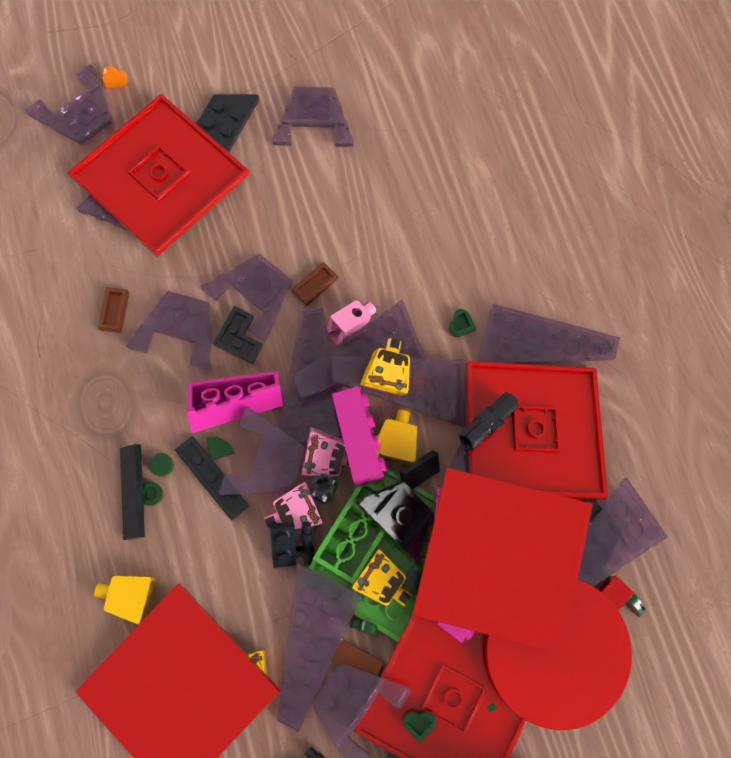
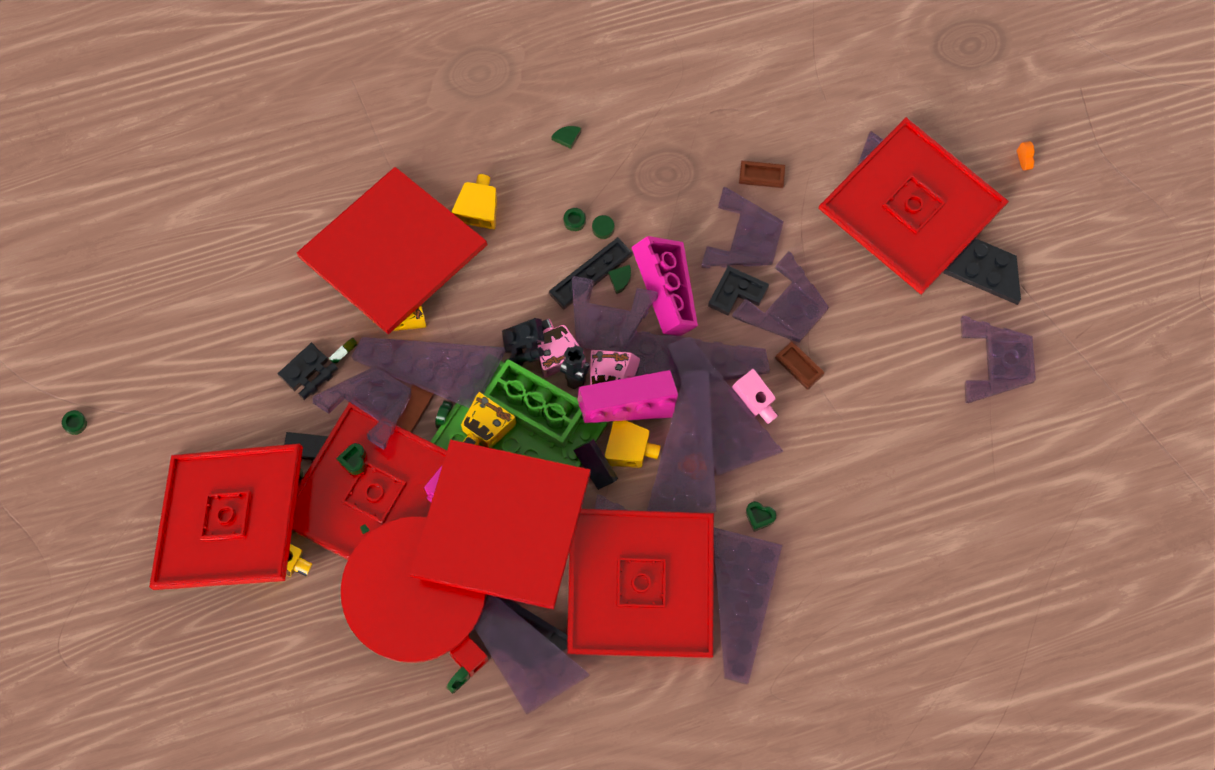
camera: 95 degrees right, 5 degrees down
(53, 502) = (567, 136): none -> dark green tile
(80, 117) = (979, 130): clear purple wing -> none
(132, 492) = (576, 201): black tile -> none
(291, 741) = (343, 350): none -> dark green tile
(388, 369) = (696, 424): yellow torso -> none
(400, 516) = (550, 432): black wing -> none
(488, 421) = (645, 526): black piece -> none

